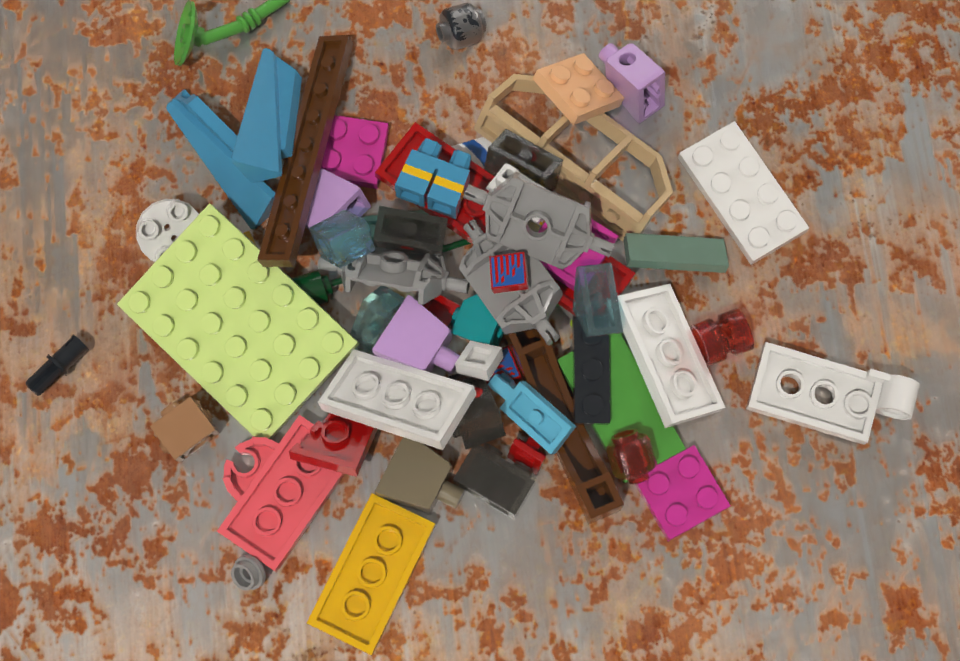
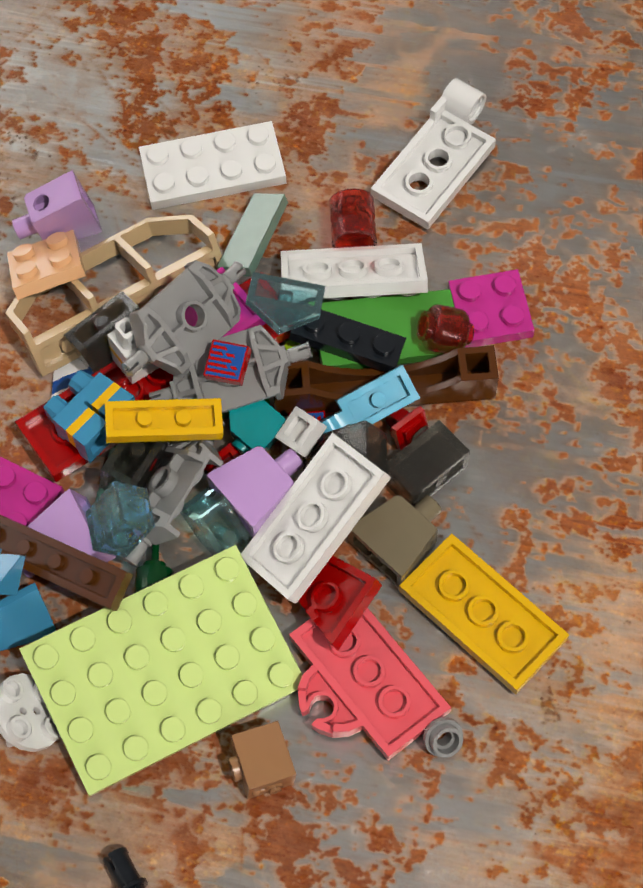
camera: 70 degrees left, 10 degrees down
(439, 239) = (163, 420): none -> yellow plate

